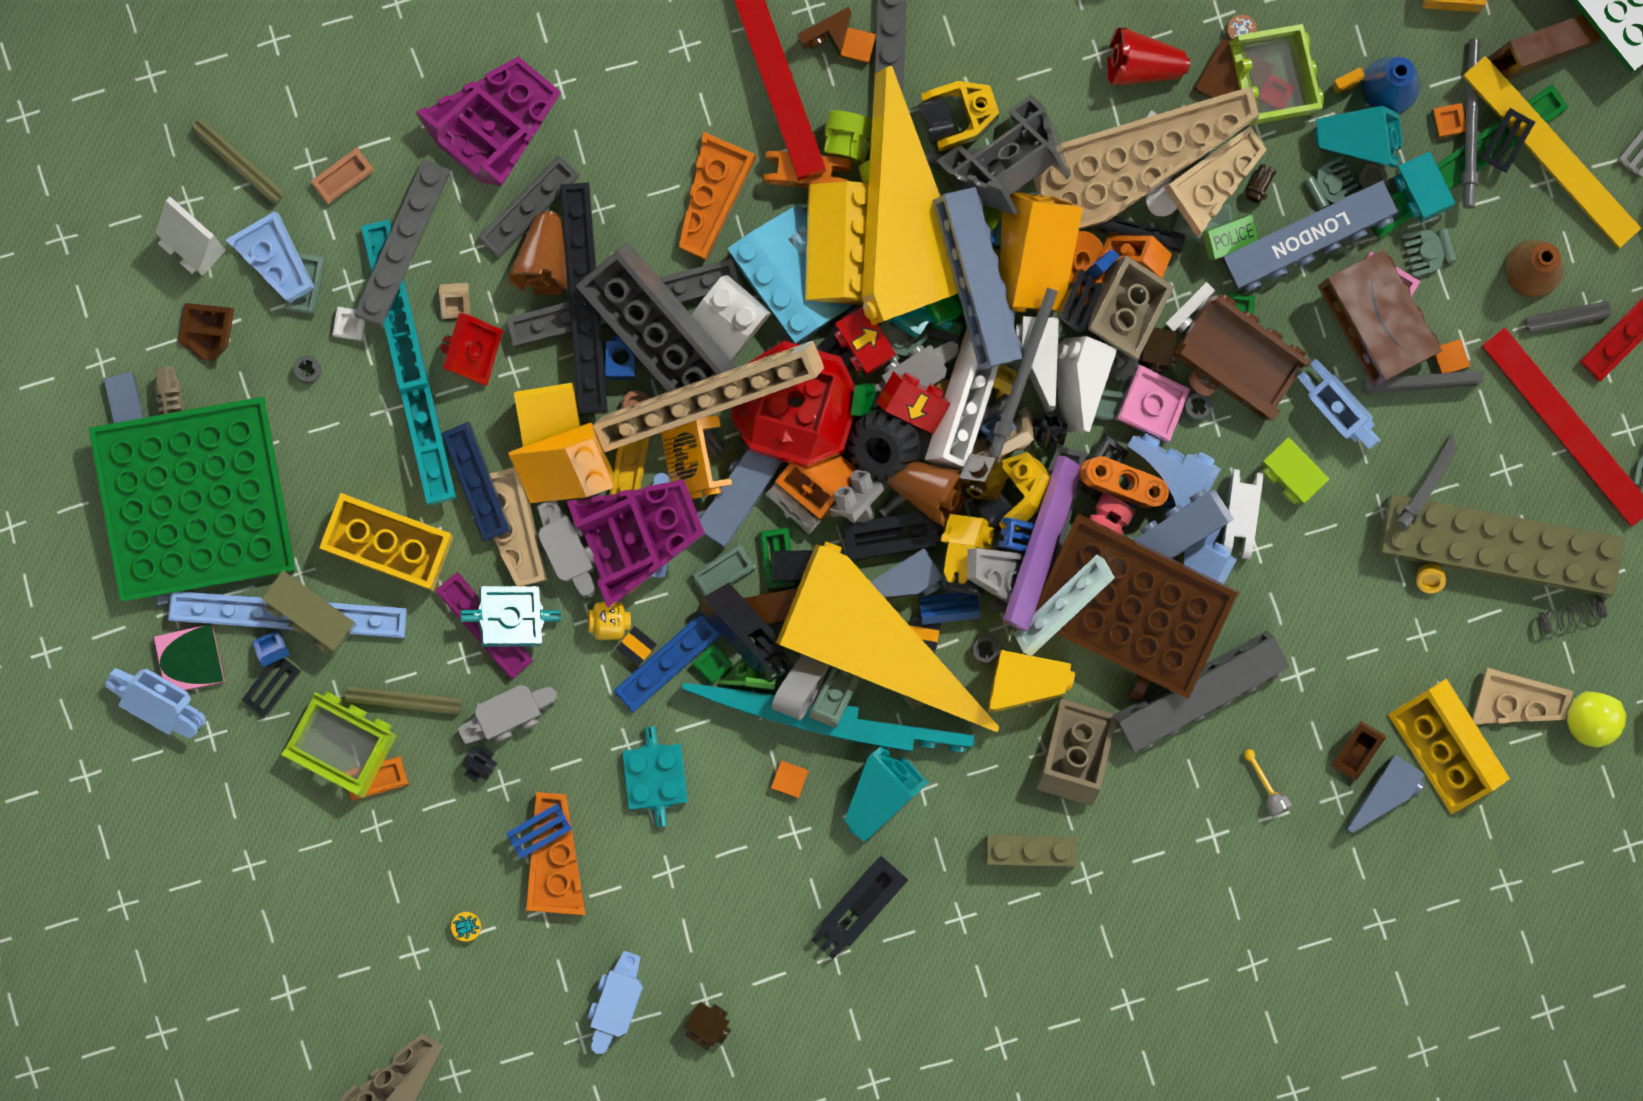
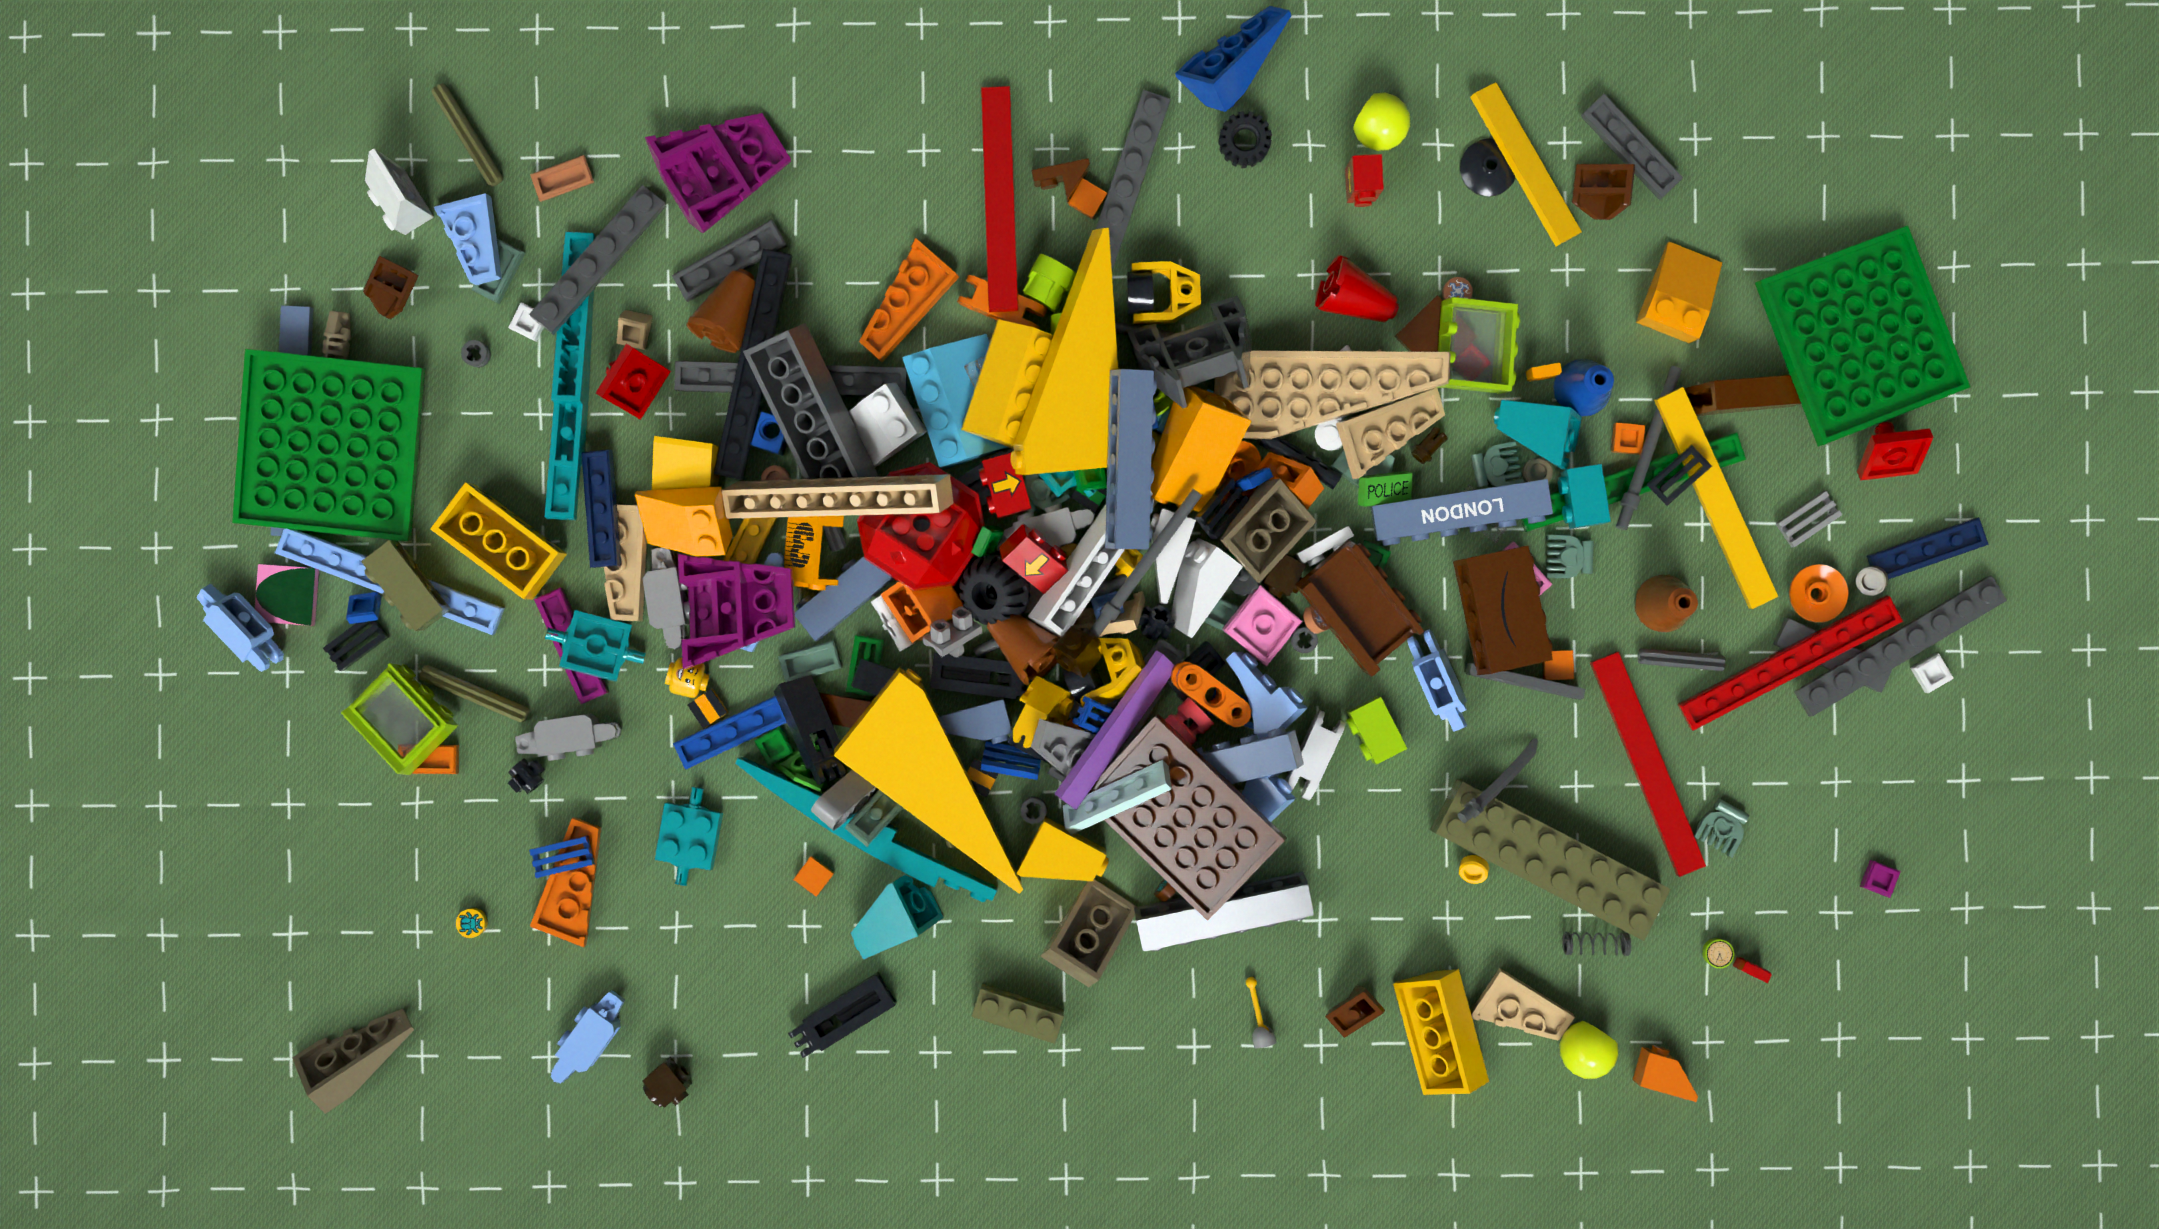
camera: 20 degrees right, 5 degrees up
(1392, 787) = (1370, 1058): sand blue slope -> none

